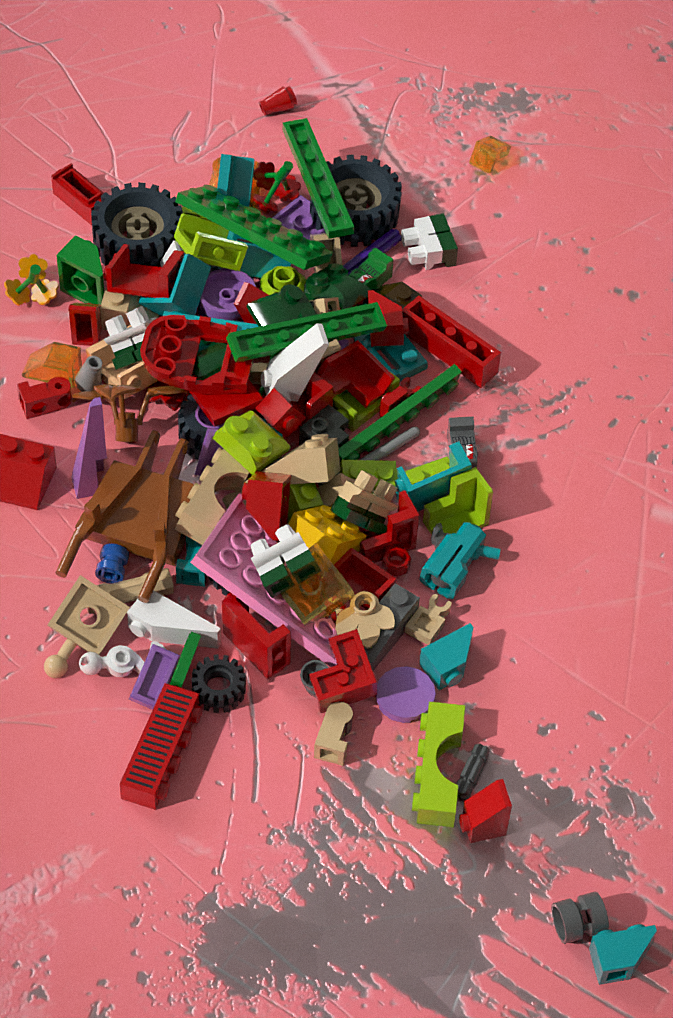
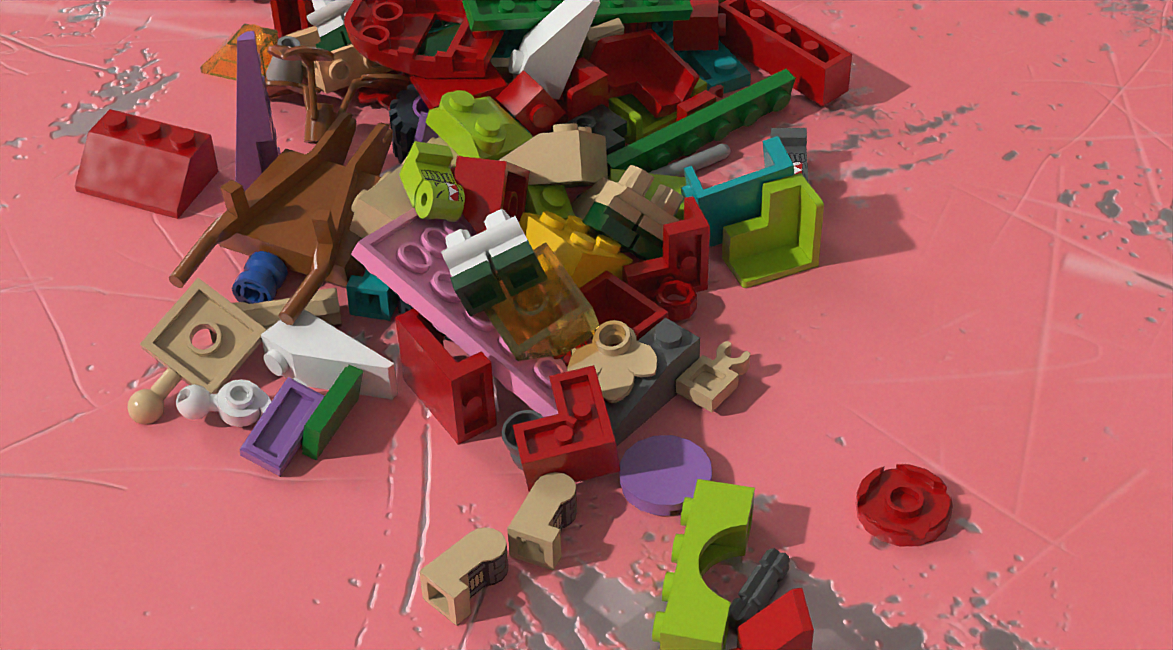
camera: 10 degrees right, 10 degrees down
(44, 397) = (211, 90): red leg -> none
(160, 747) = (268, 522): red brick -> none
(219, 668) = (385, 459): black tyre -> none
(232, 499) = (431, 182): none -> lime leg
(289, 772) = (463, 572): none -> tan leg
(447, 657) = (737, 425): teal slope -> none
(453, 556) = (760, 297): teal piece -> none
(556, 705) = (906, 518): none -> red tile

